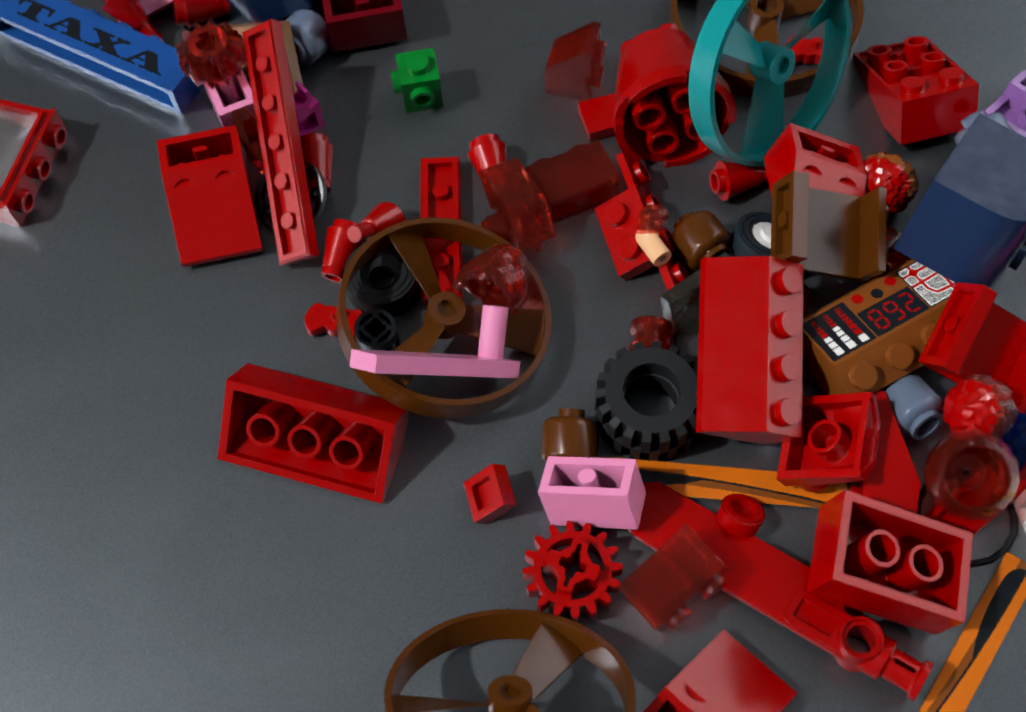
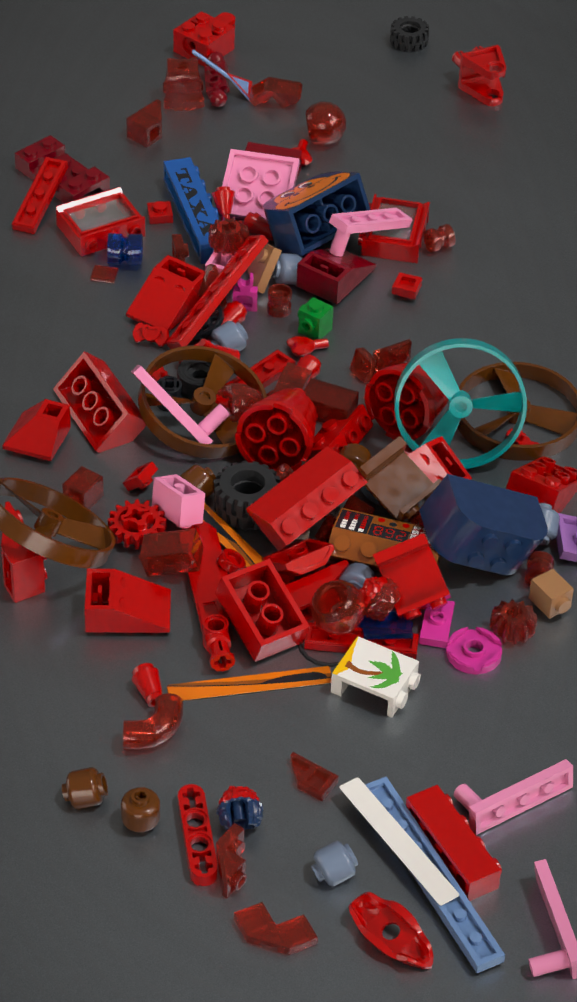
camera: 40 degrees right, 20 degrees down
(50, 83) = (159, 212): none -> red plate
(76, 173) = (125, 249): none -> clear blue wheel
(81, 228) = (104, 274): none -> clear red piece
(143, 119) = (179, 249): none -> clear red plate
(249, 268) = (151, 334): none -> red piece
(285, 548) = (40, 430): none -> red slope
(345, 89) = (279, 300): none -> clear red wheel
(353, 192) = (230, 335): none -> sand blue head
(442, 127) = (303, 345): none -> red rock
(447, 584) = (84, 487): none -> clear red brick
(544, 96) = (363, 365): none -> clear red plate
(589, 274) = (278, 429): none -> red cone
(647, 233) = (327, 435): arm -> none

